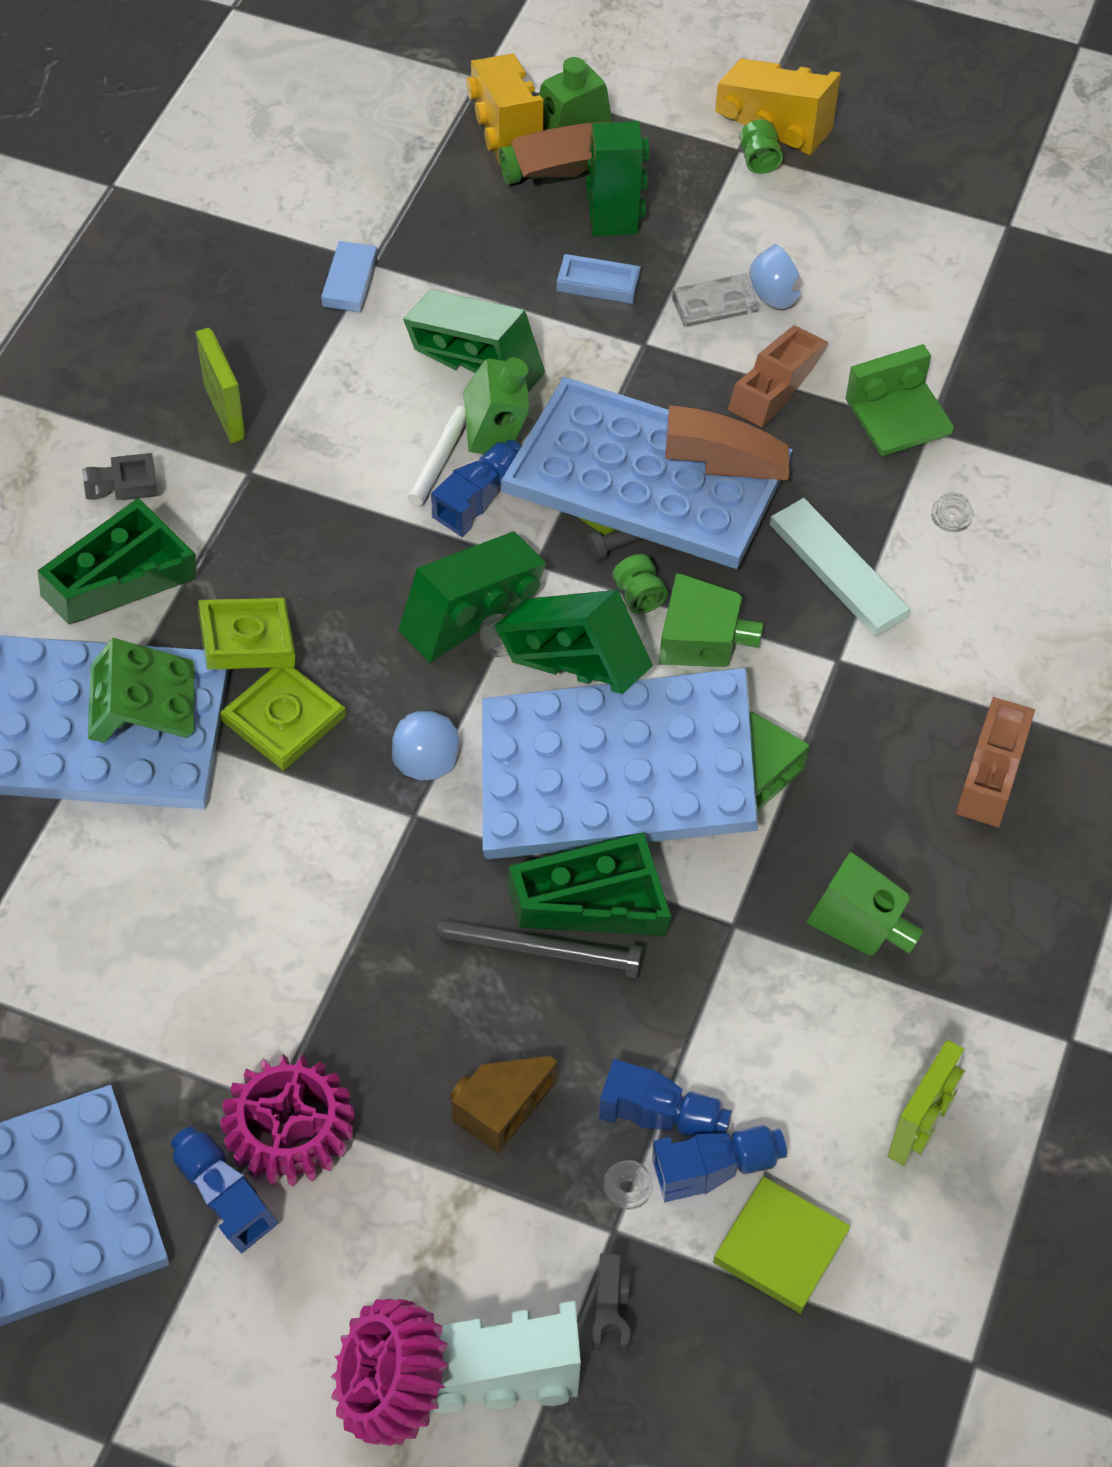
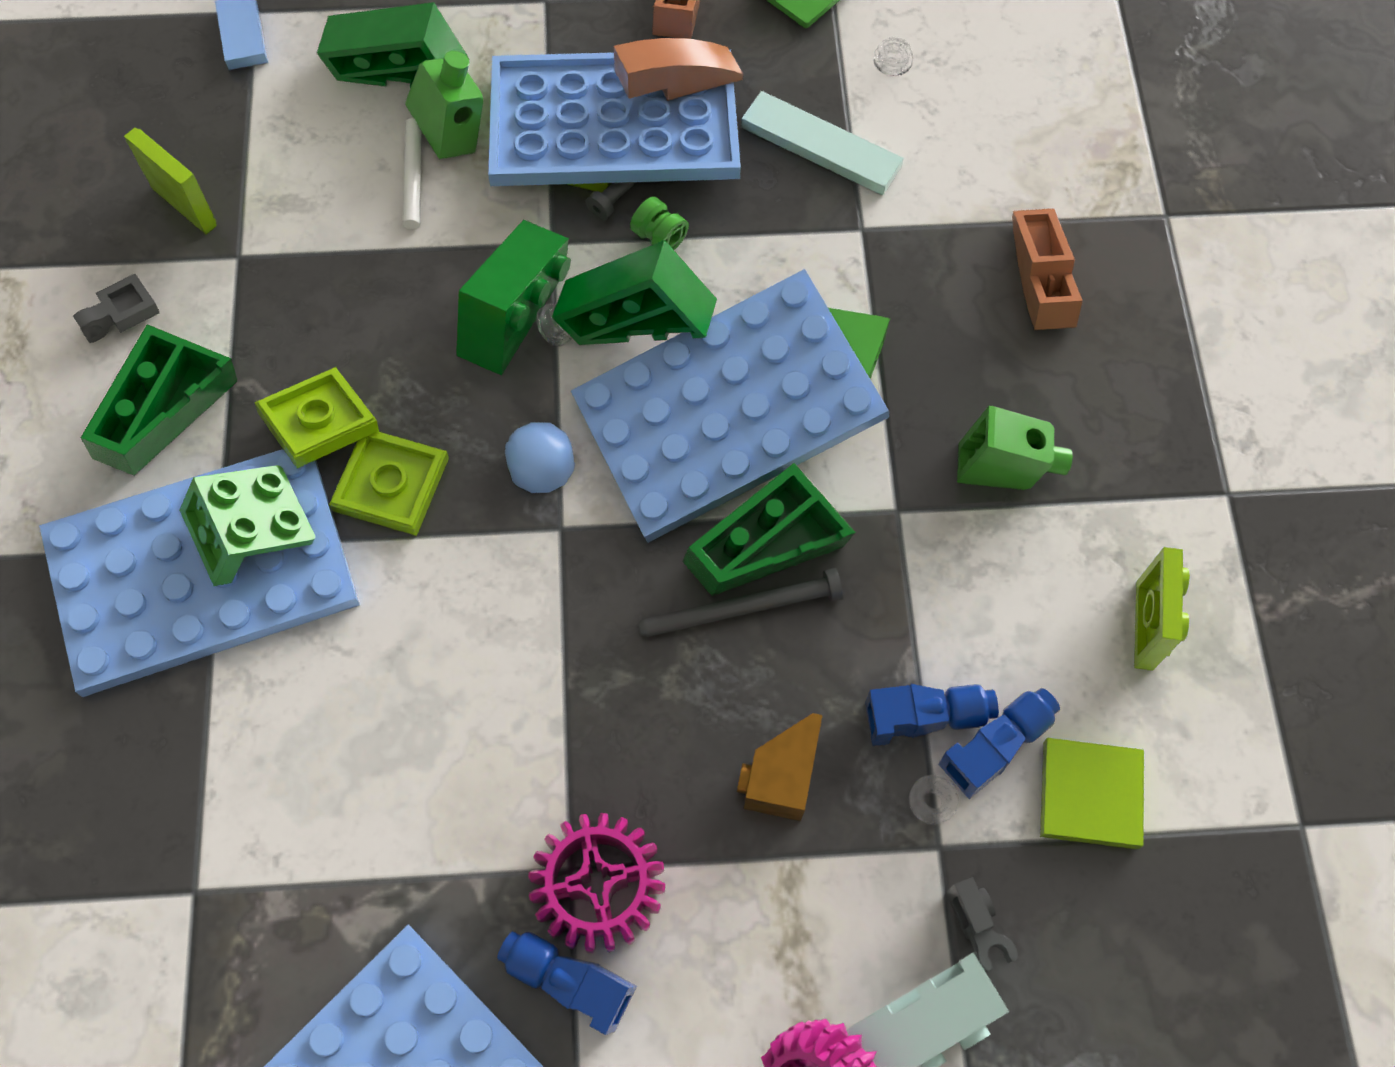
camera: 25 degrees left, 10 degrees up
(472, 488) = (461, 191): blue piece -> none
(704, 625) = (735, 241): bright green torso -> none

